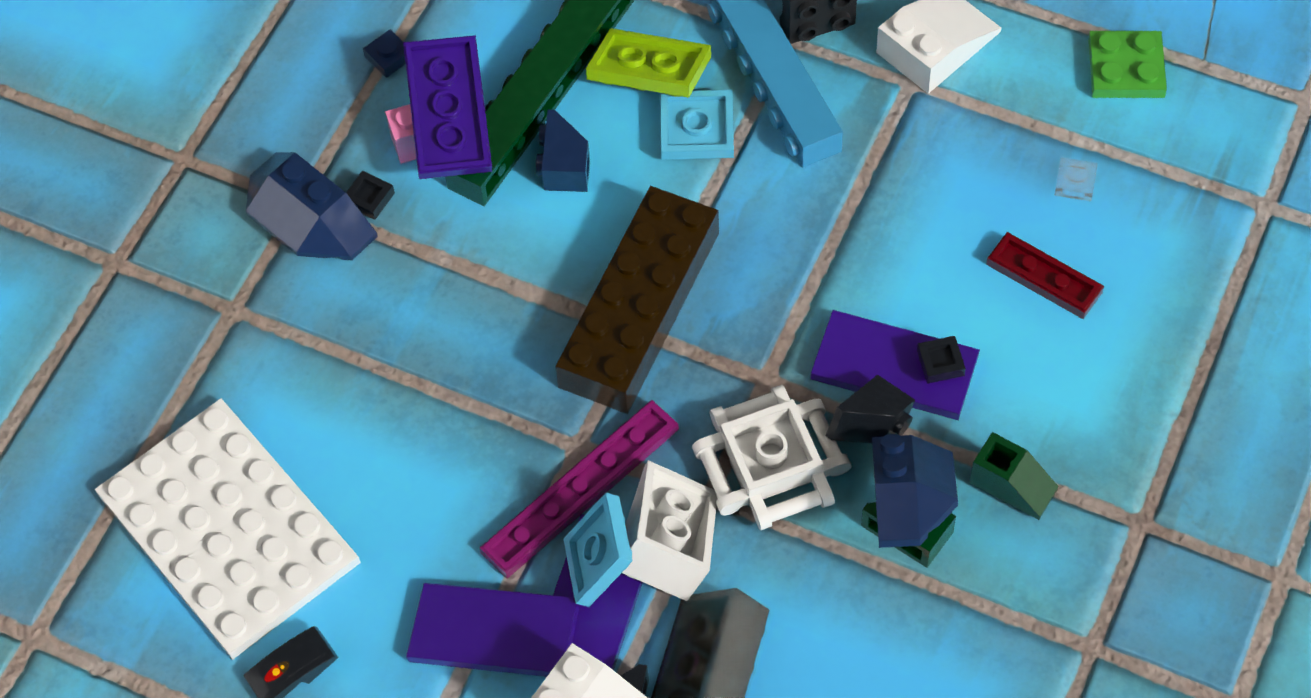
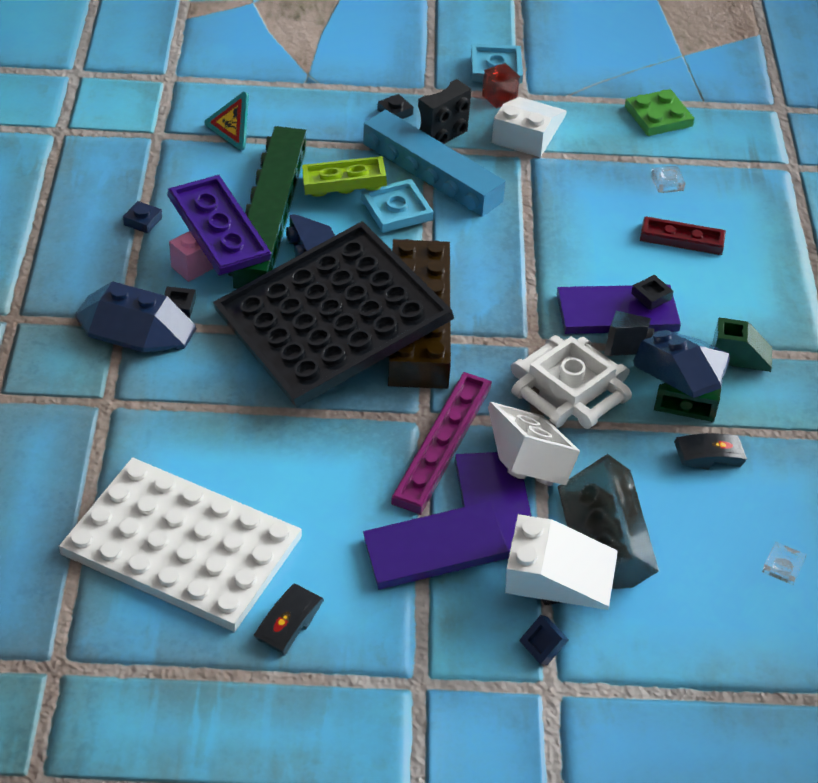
camera: 30 degrees left, 15 degrees down
(522, 275) = (332, 313): none -> black plate
(597, 549) = (493, 460): medium azure plate -> none
(891, 609) = (707, 448): none -> black slope

